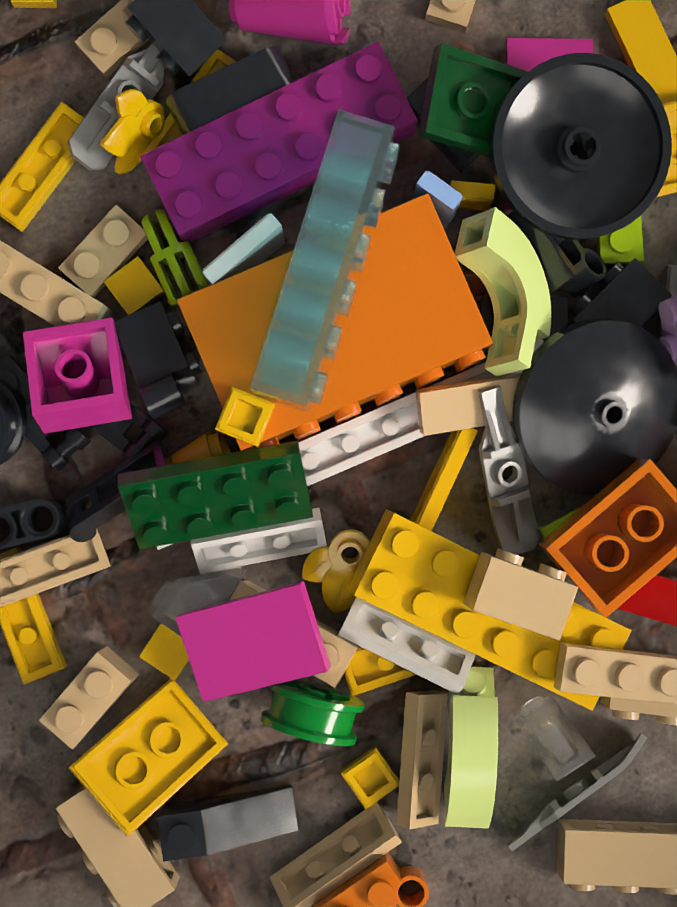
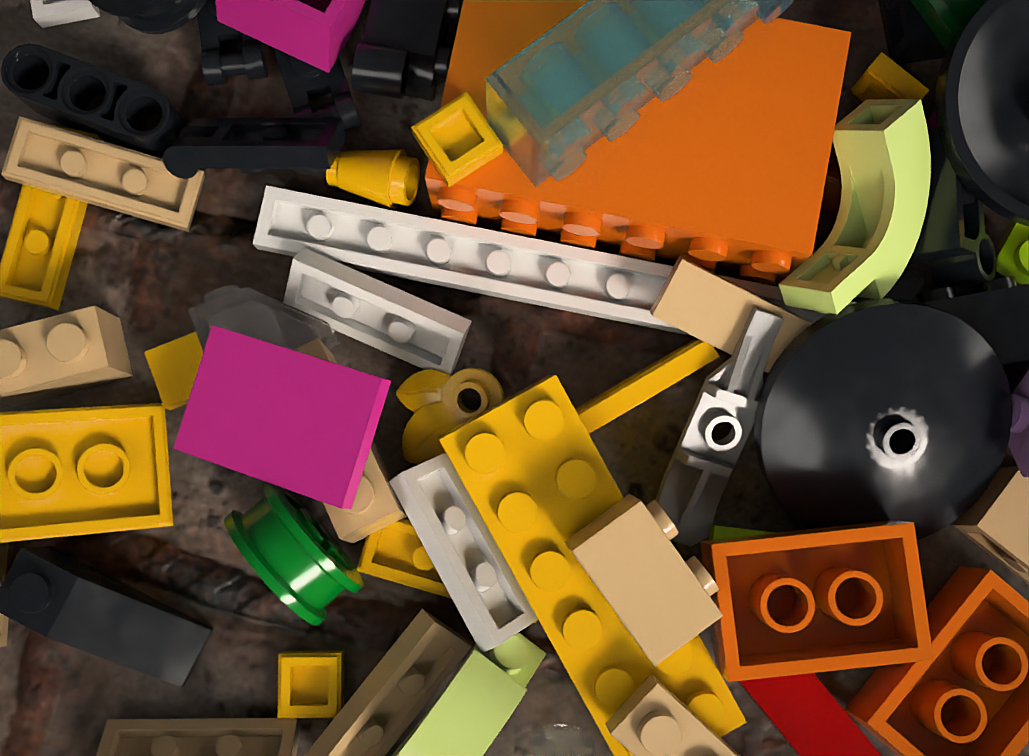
camera: 30 degrees right, 5 degrees down
(216, 495) = (361, 216): dark green plate -> none
(444, 197) = (865, 55): light blue tile -> none

